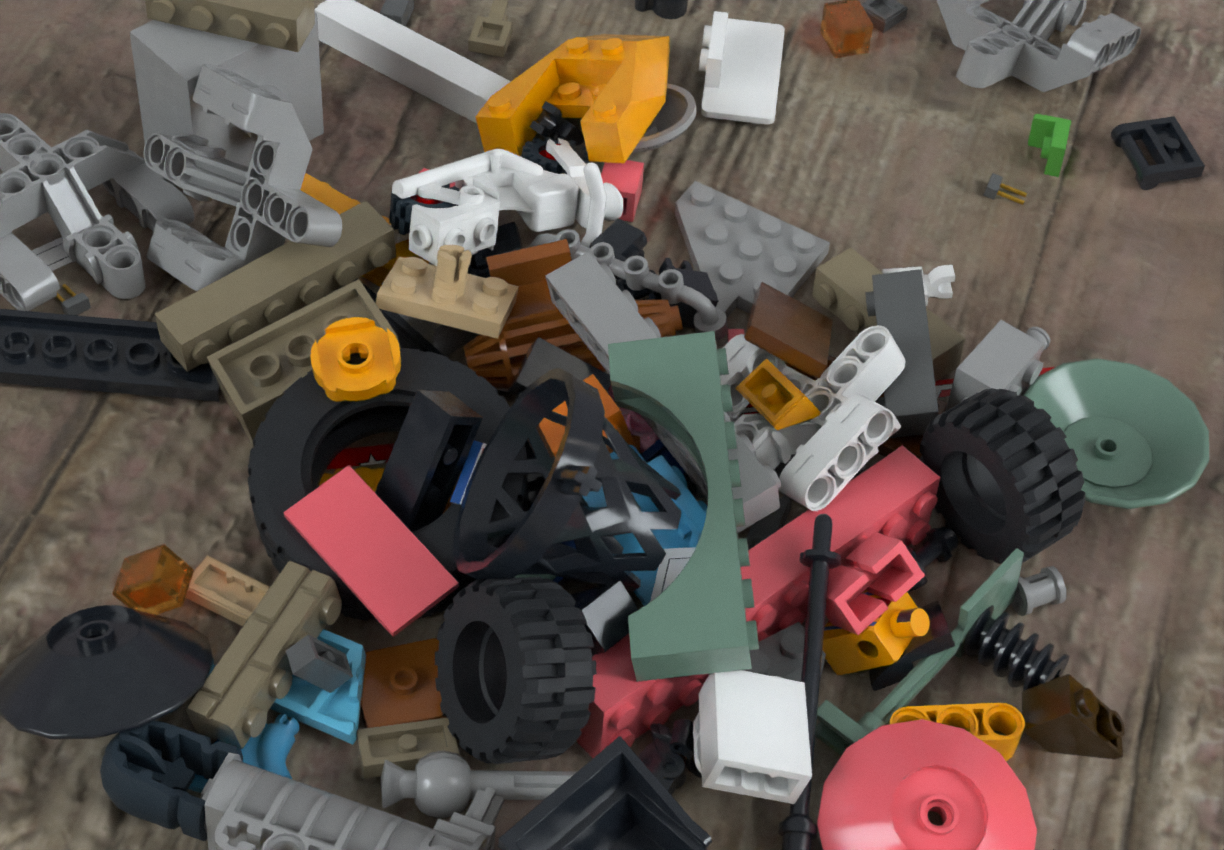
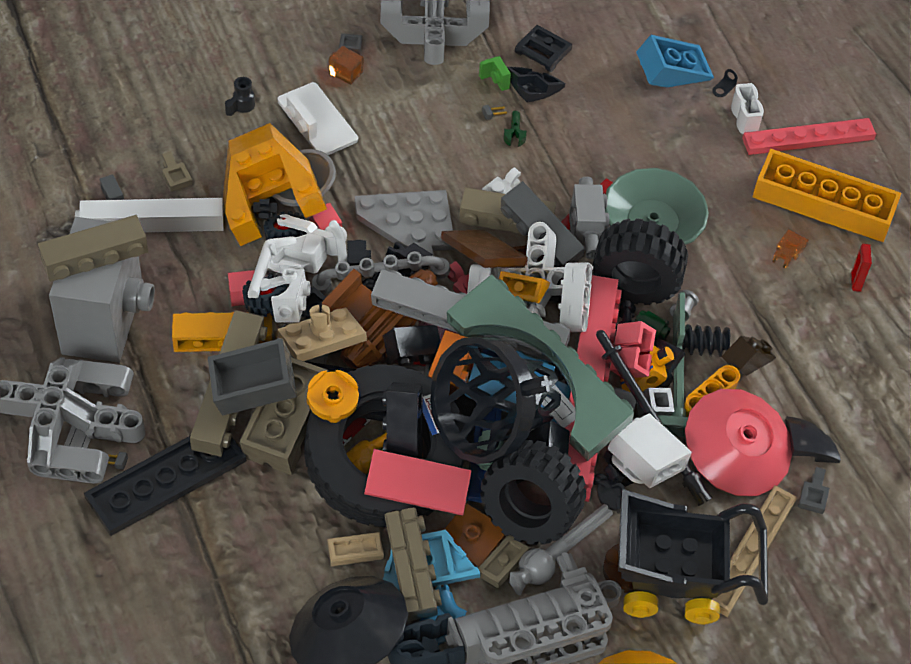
camera: 40 degrees left, 5 degrees up
(153, 580) = (319, 568): clear orange brick -> none
(264, 193) = (176, 299): light grey piece -> none
(283, 277) = (252, 377): none -> dark grey piece
(319, 663) = (444, 550): dark grey piece -> none
(847, 684) = (660, 400): none -> light grey brick
(951, 582) = (655, 322): none -> dark green brick
(1010, 229) = (515, 130): none -> dark green bar
(1096, 189) = (534, 85): none -> black brick

